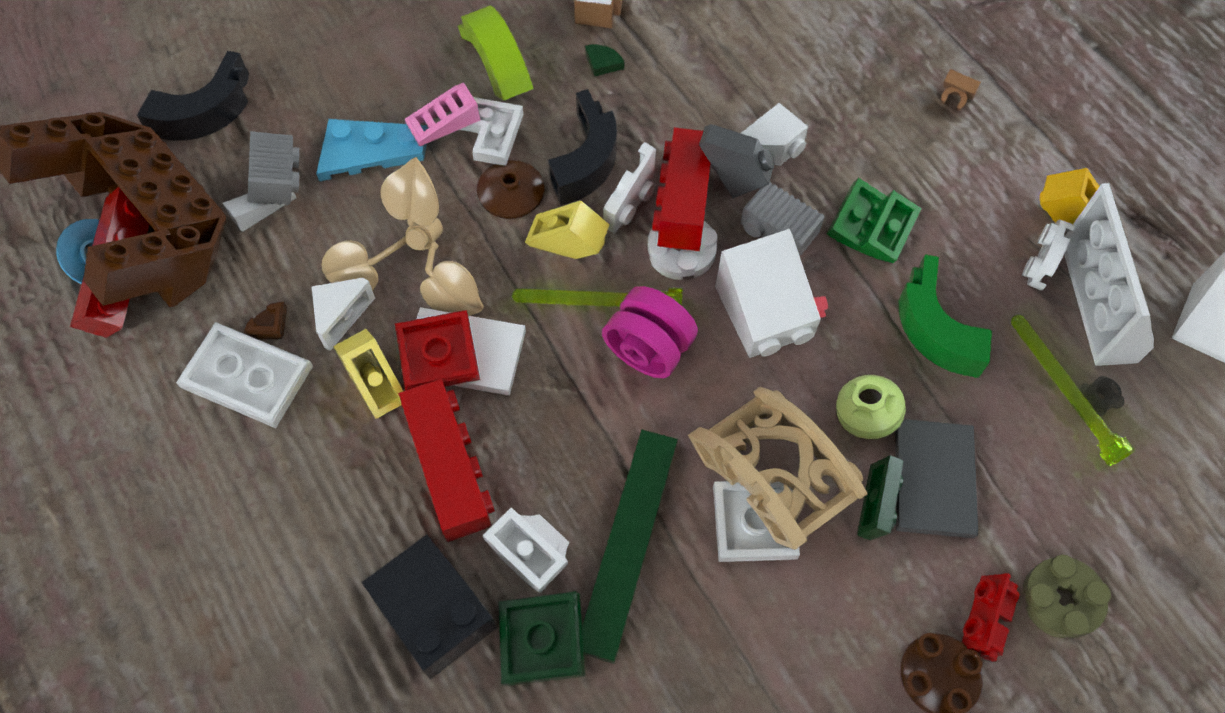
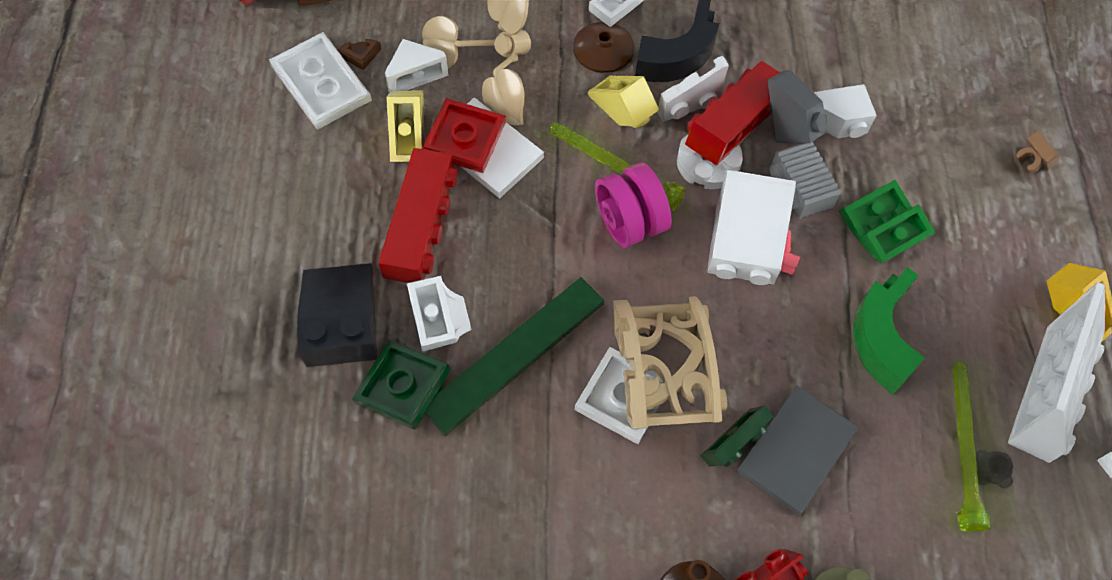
camera: 30 degrees right, 0 degrees up
(870, 420) = (775, 373): yellowish green piece -> none
(1050, 254) = (1016, 330): white plate -> none

